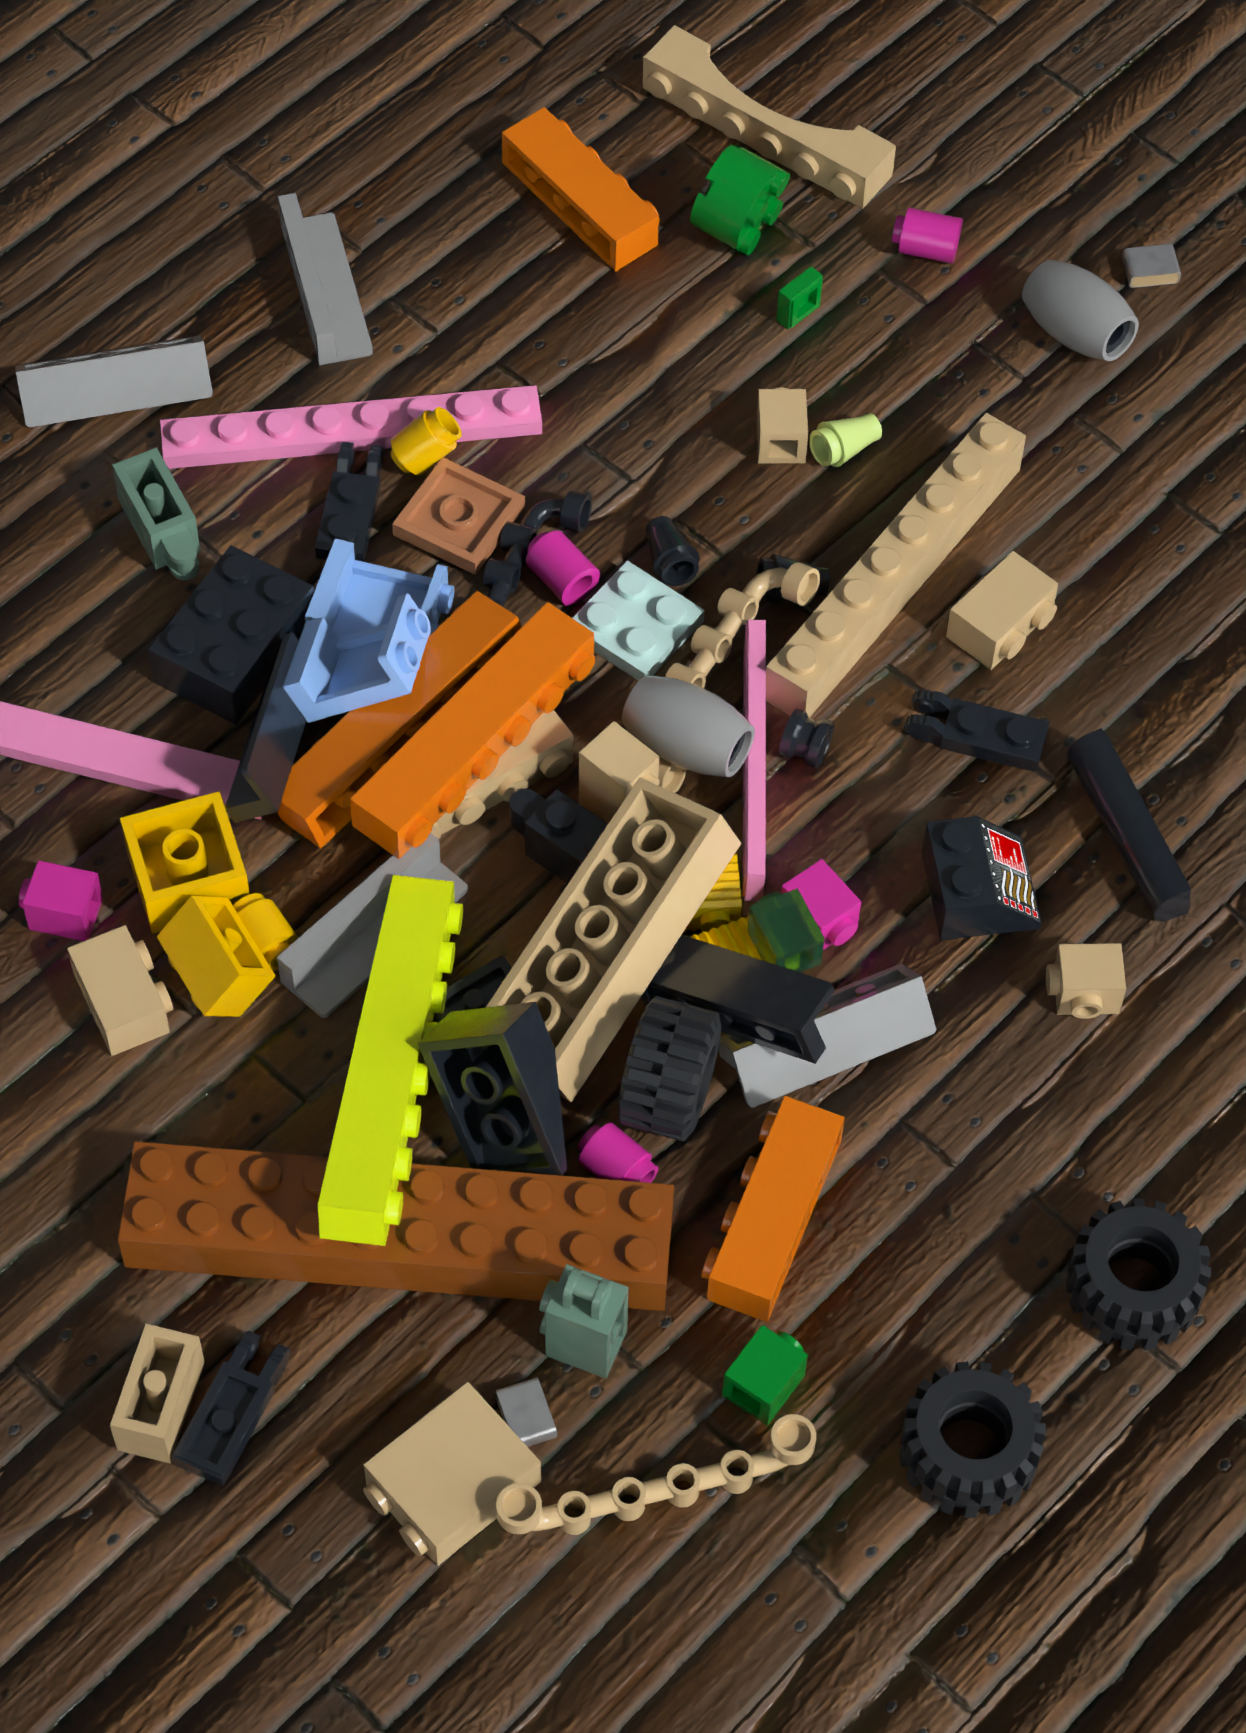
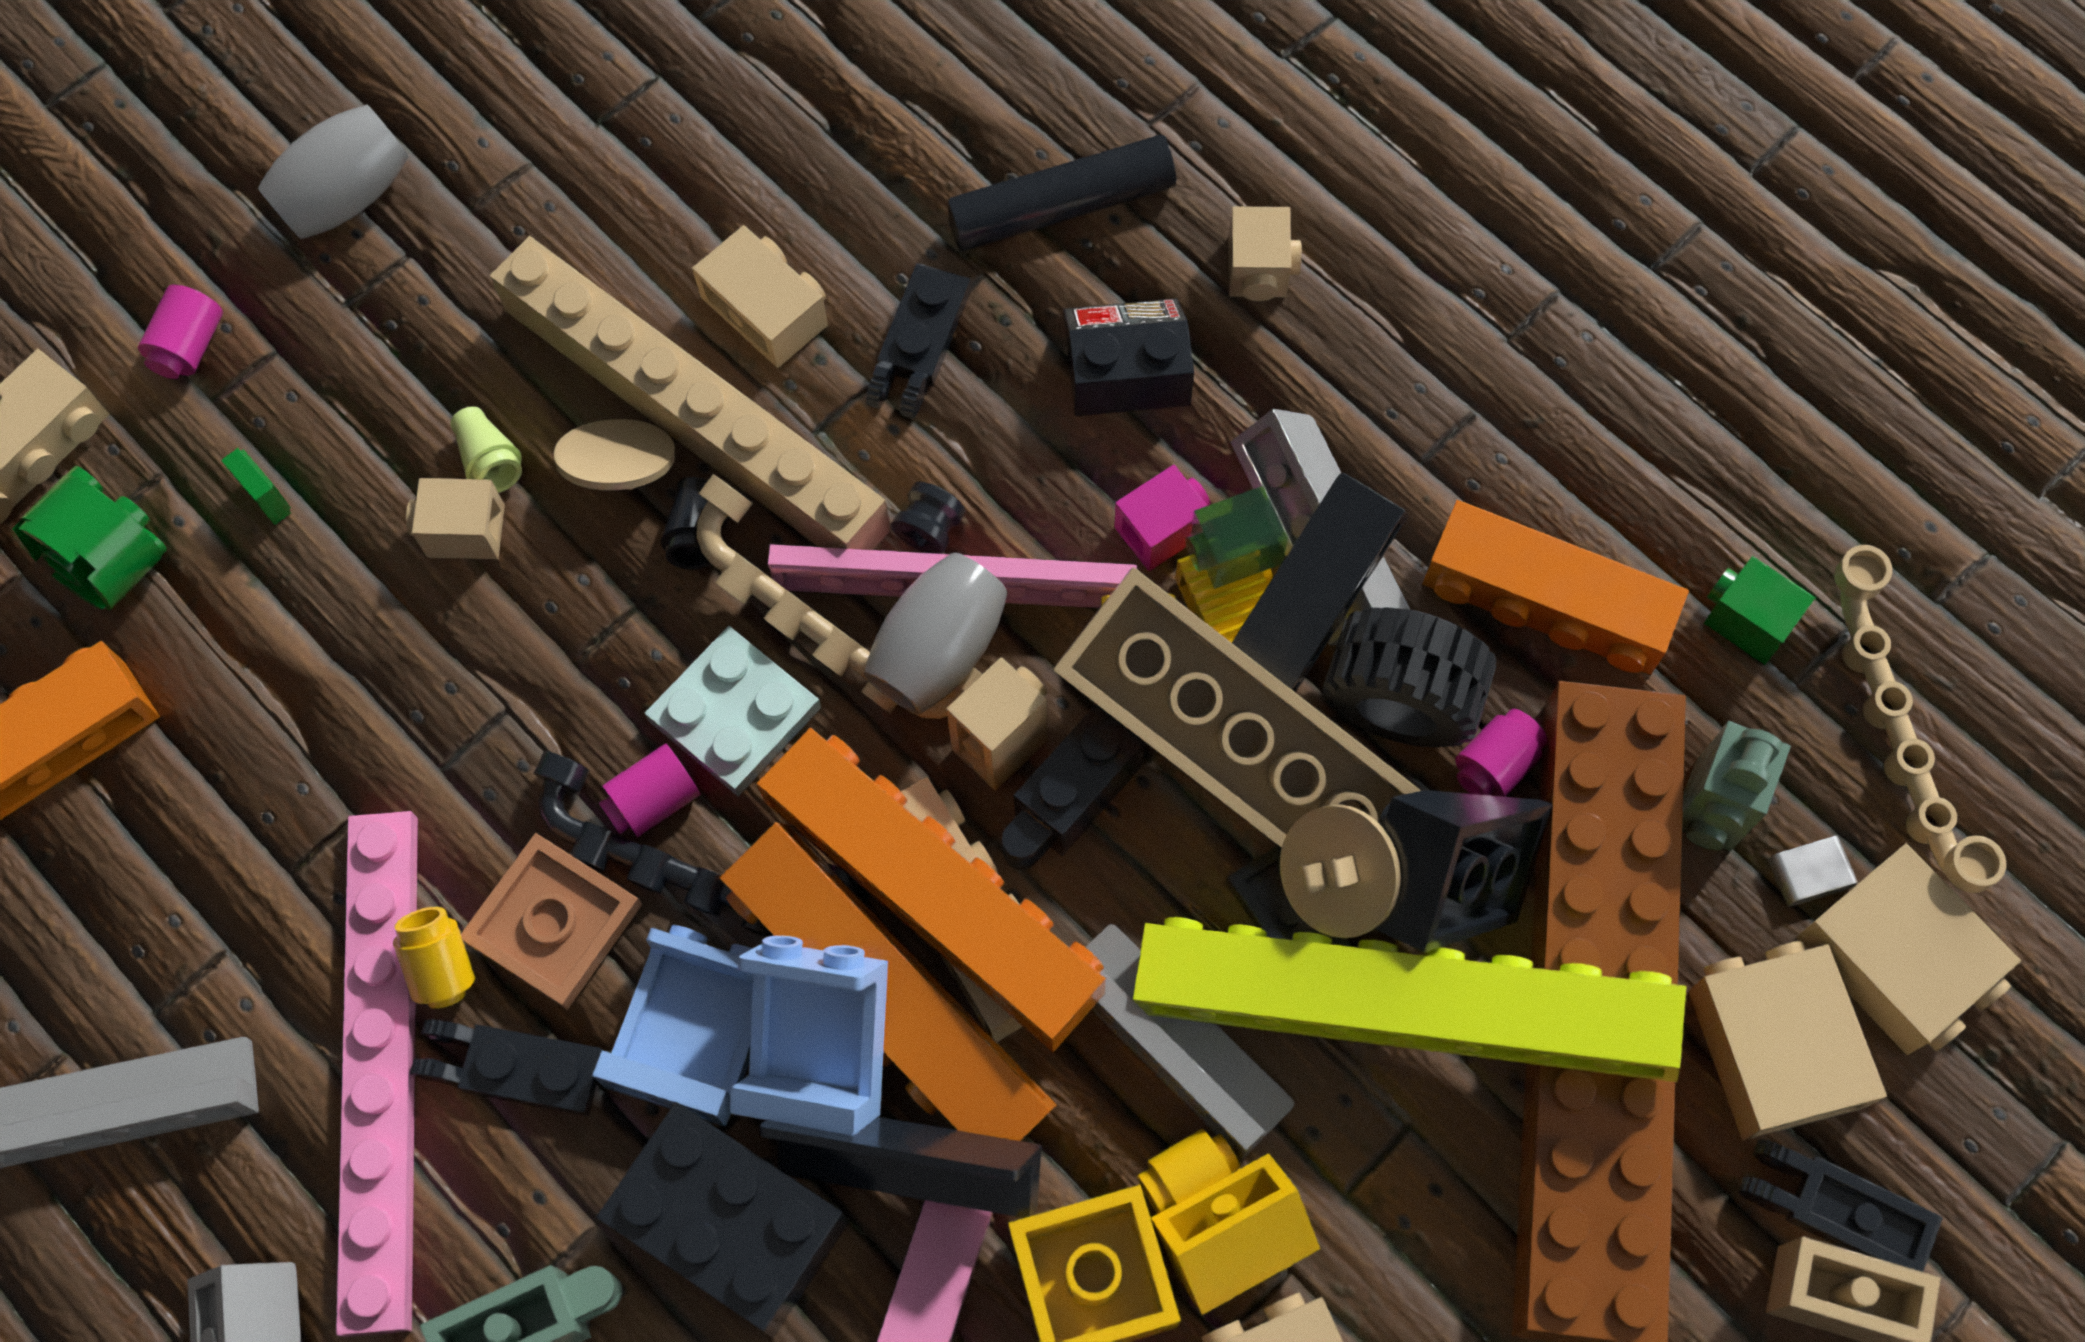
camera: 85 degrees left, 10 degrees up
(372, 1368) = (1785, 1039): none -> tan brick
(486, 990) = (1340, 871): none -> tan piece
(672, 554) = (636, 660): black cone -> none
(842, 517) = (614, 454): none -> tan piece
(980, 1398) = (1852, 376): black tyre -> none
(1143, 1235) = (1631, 197): black tyre -> none
(1151, 266) = (263, 103): flat silver piece -> none

